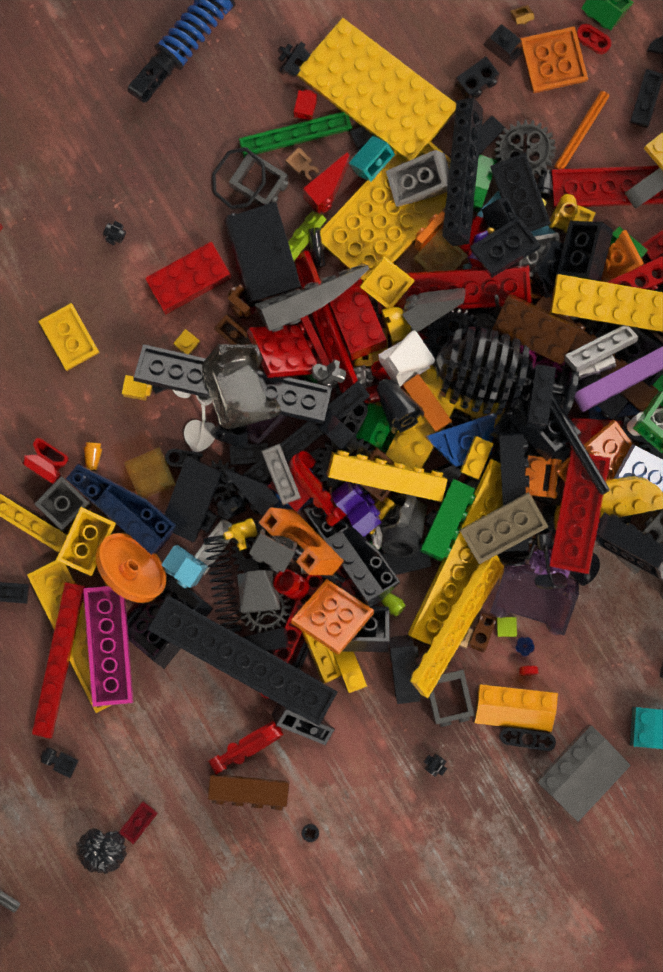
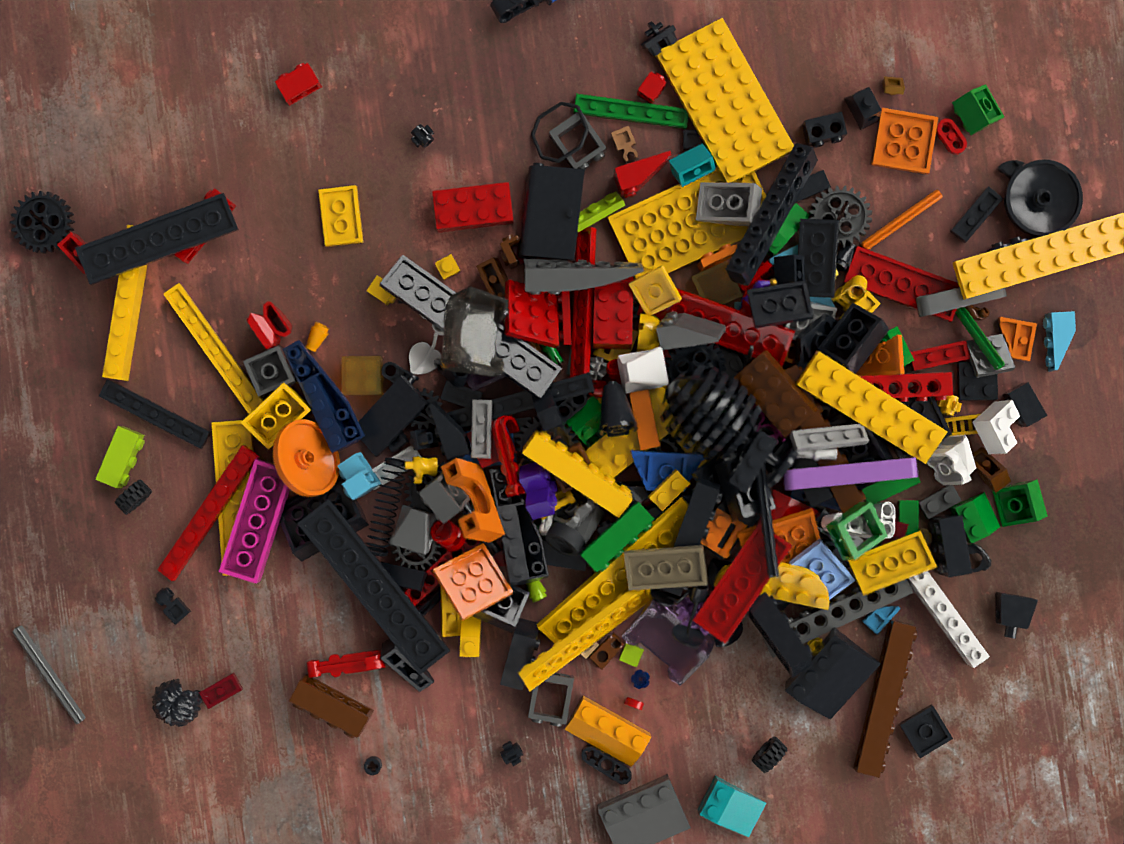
camera: 25 degrees right, 5 degrees up
(316, 247) = (605, 227): black pin -> none
(328, 374) = (564, 355): dark grey hips -> none

